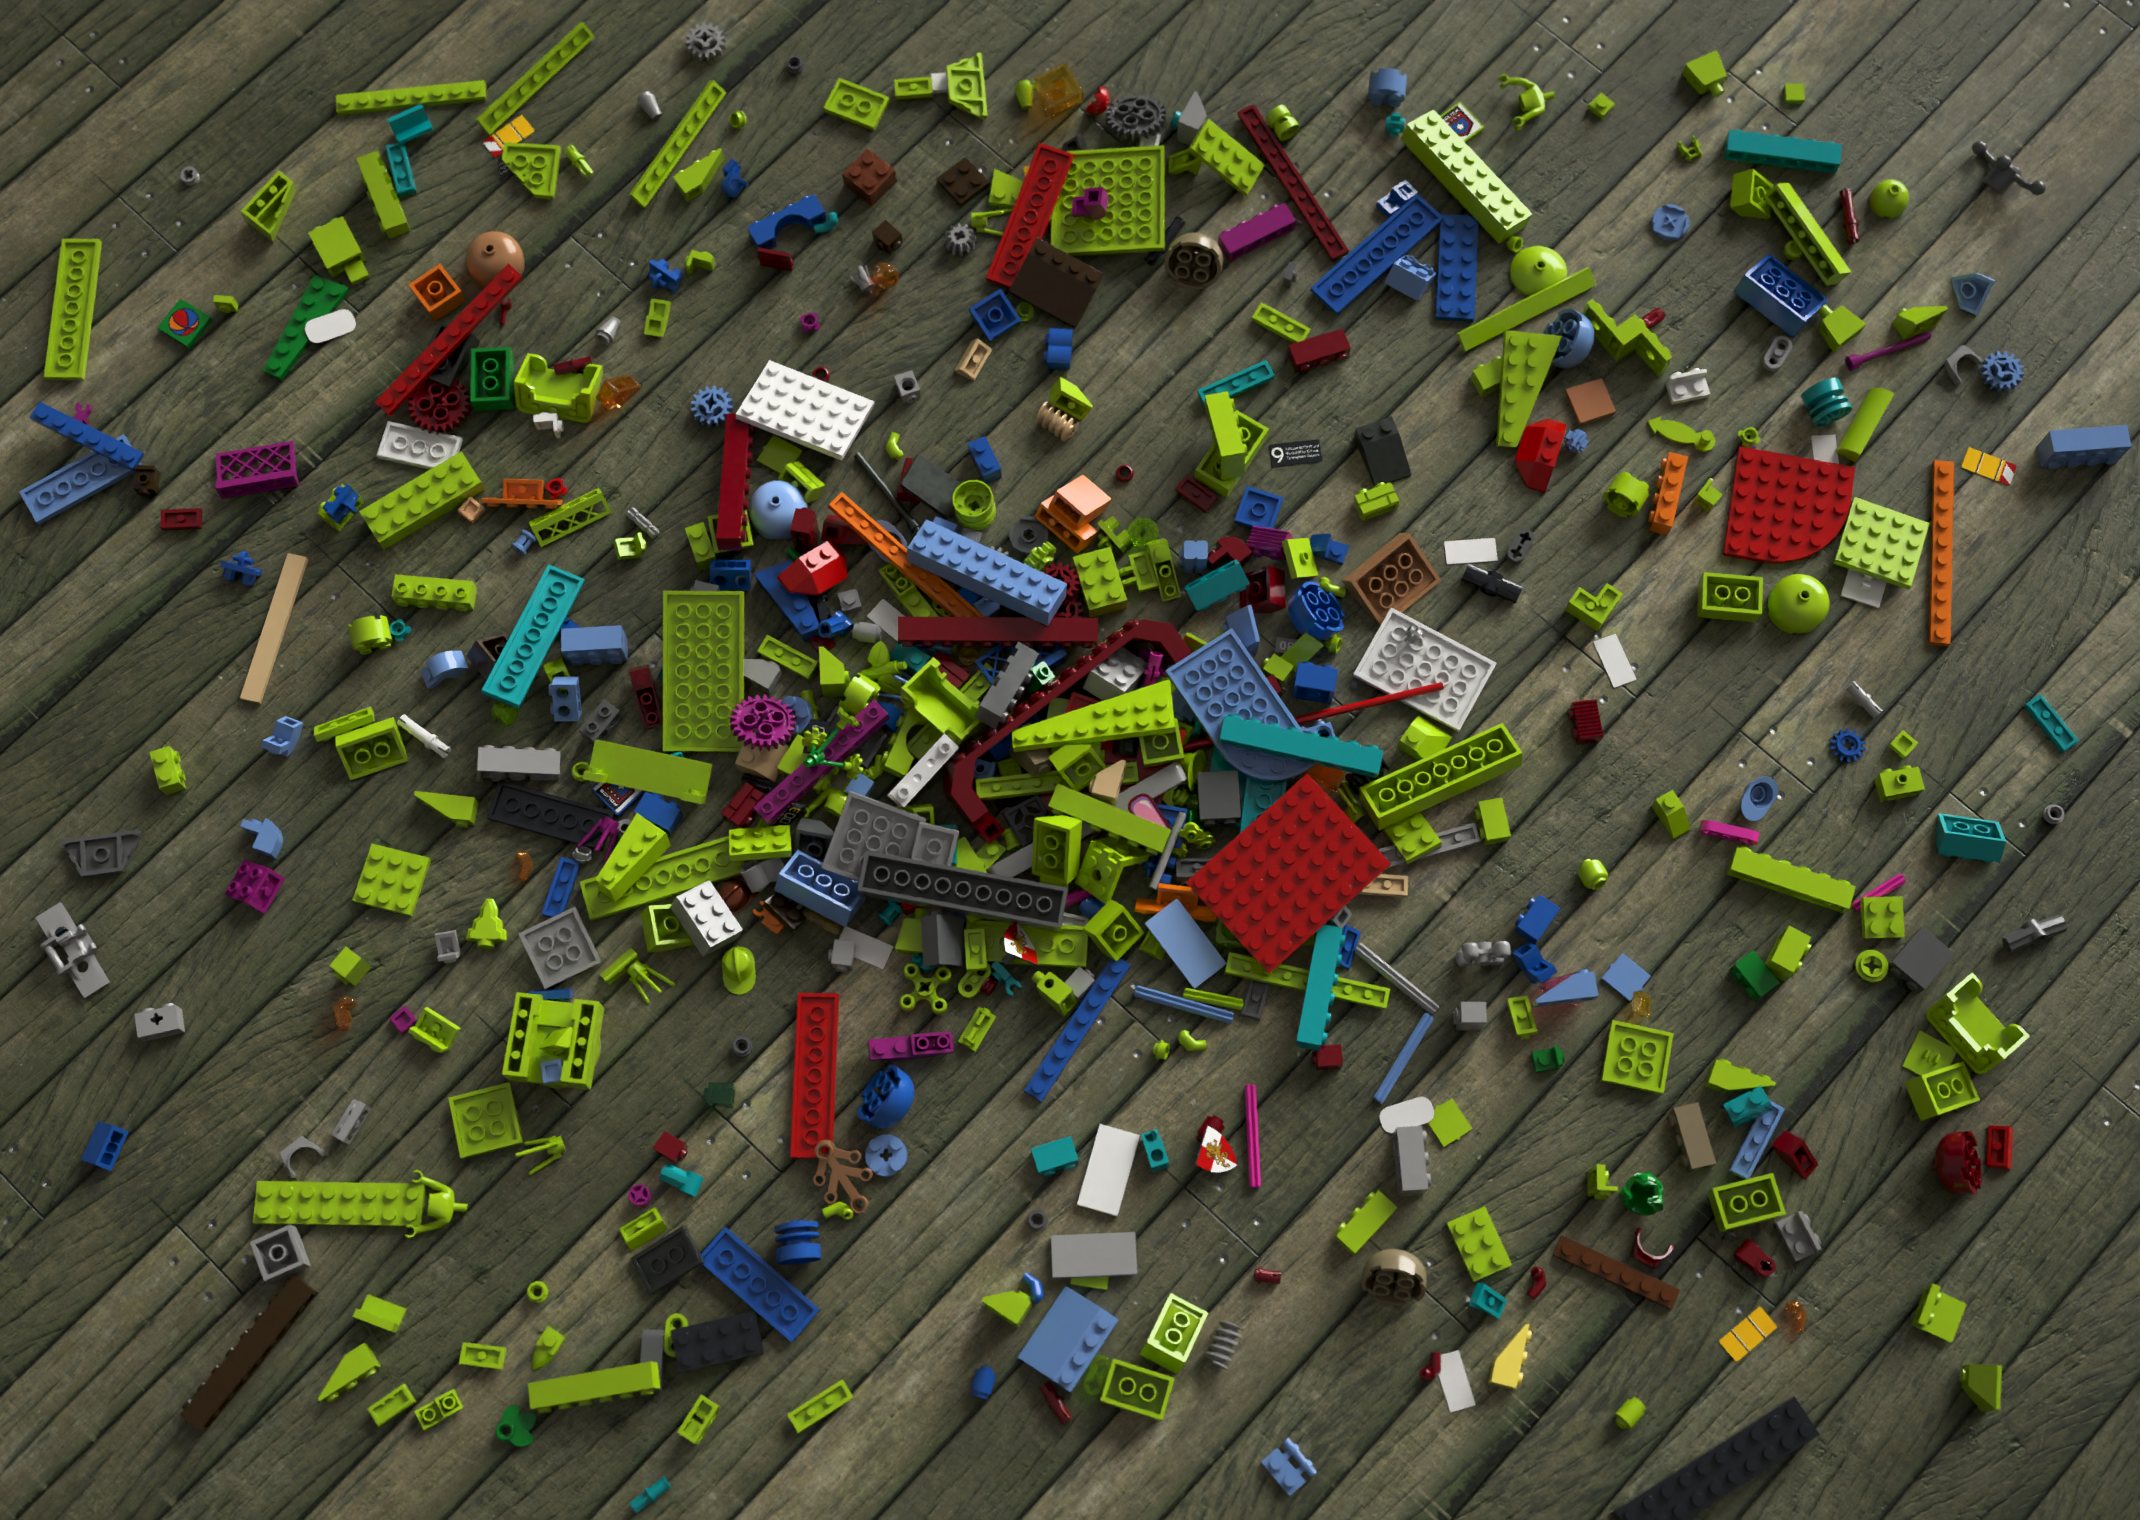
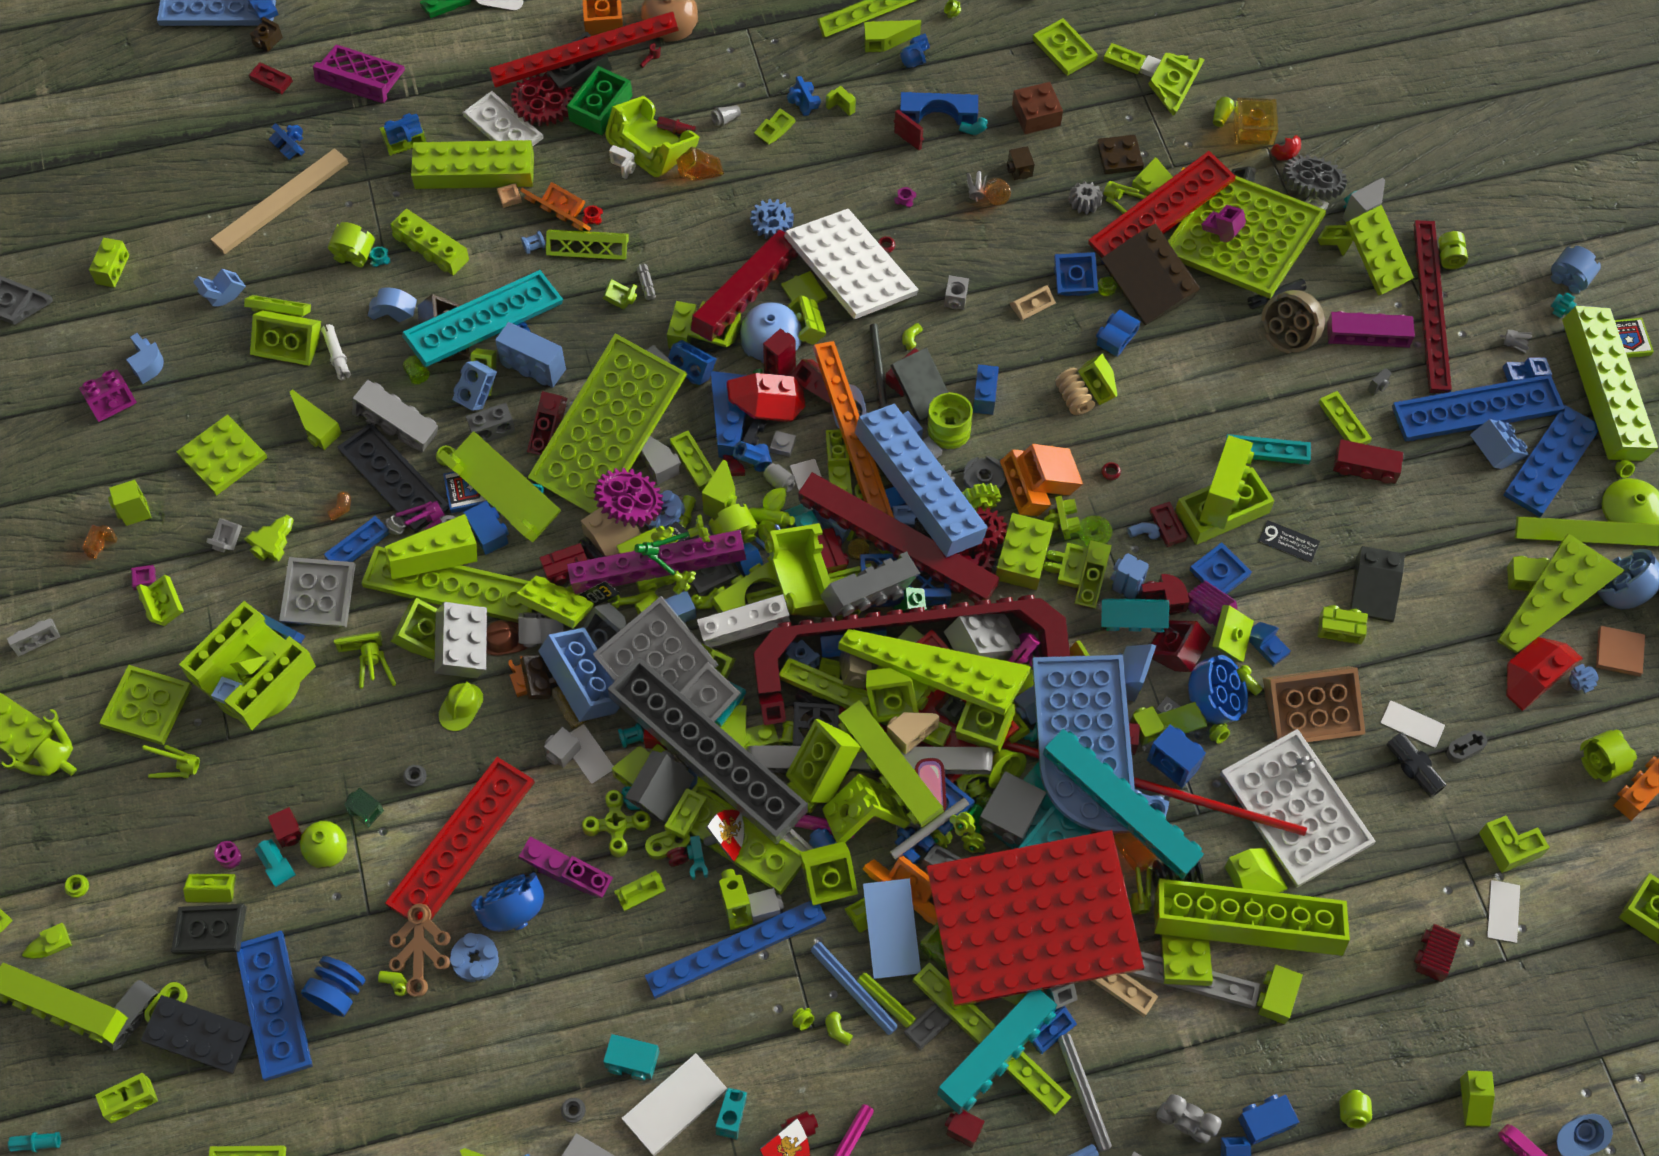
camera: 30 degrees right, 10 degrees down
(709, 1142) = (323, 844): none -> lime cylinder
(1178, 507) = (1151, 529): none -> medium blue arm
(1370, 175) = (1514, 339): none -> light grey piece

